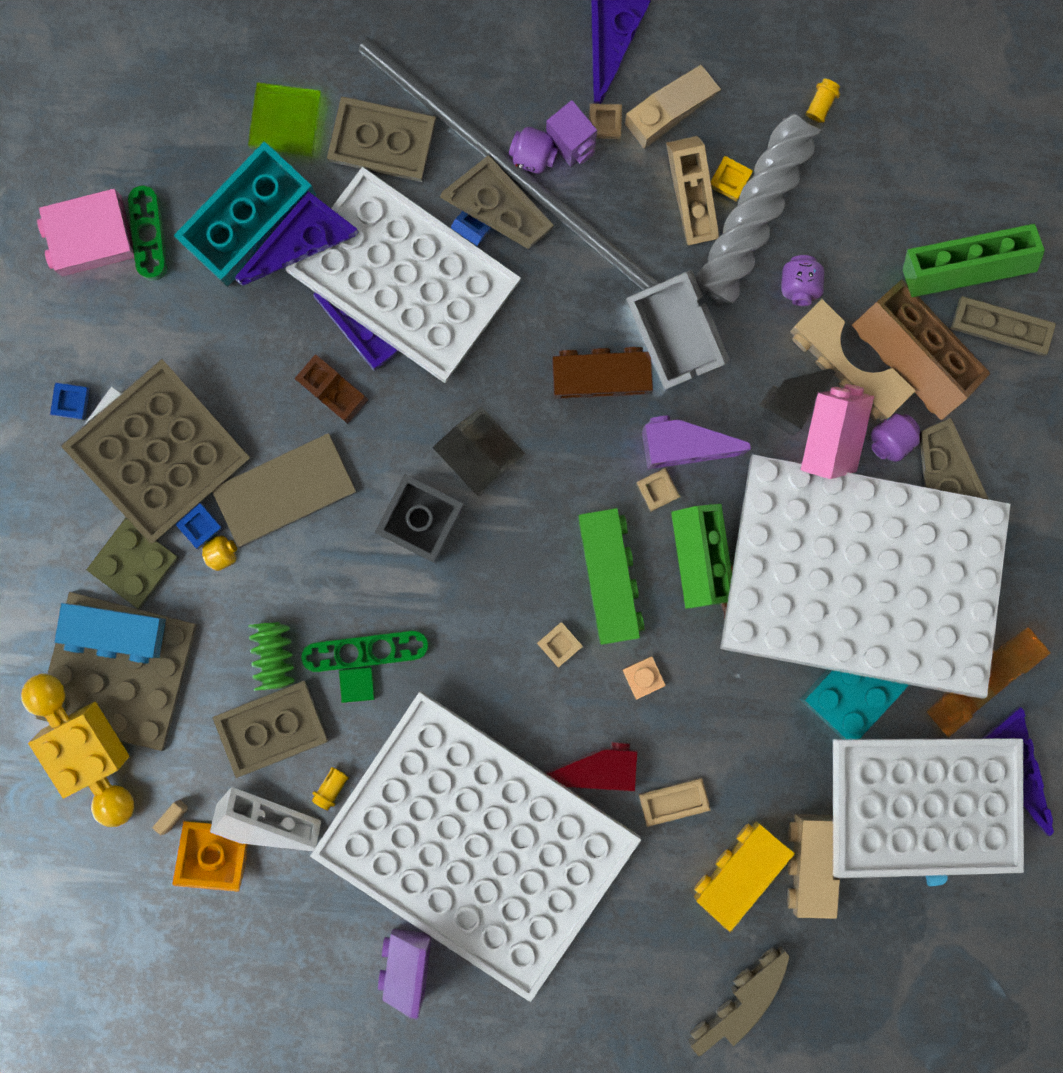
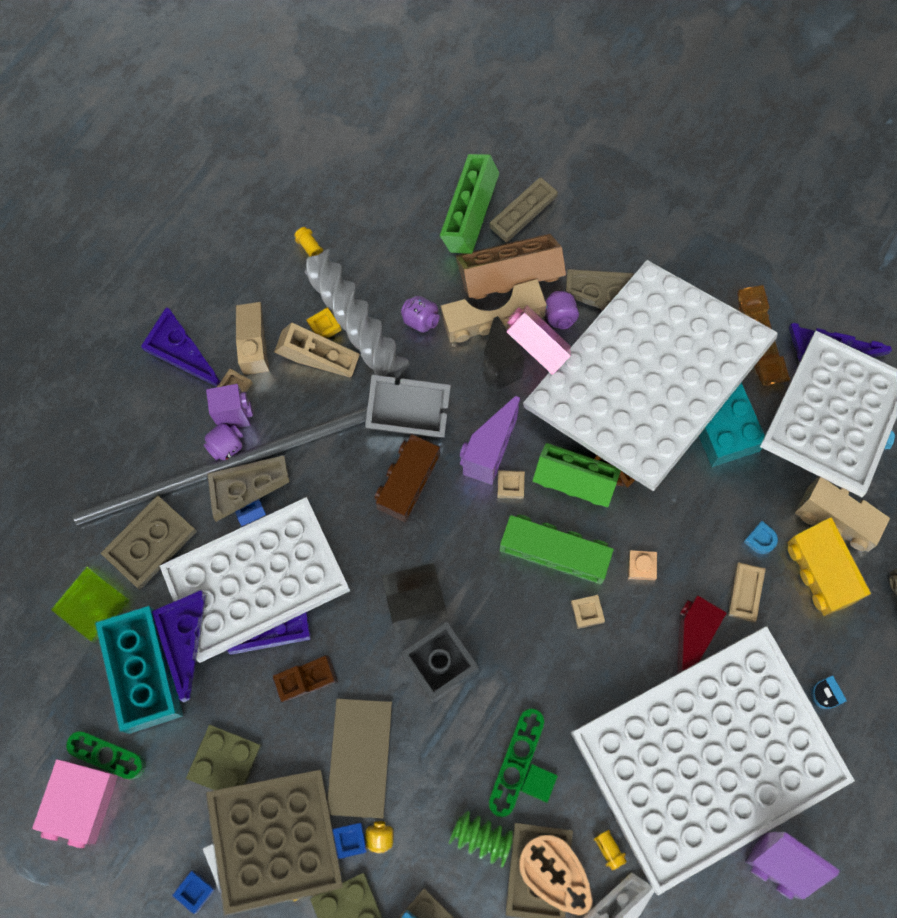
camera: 65 degrees left, 15 degrees down
(206, 354) = (223, 760): none -> olive plate
(260, 734) = (540, 883): none -> light nougat piece
(609, 936) = (827, 694): none -> tile
(744, 792) = (762, 539): none -> dark azure tile

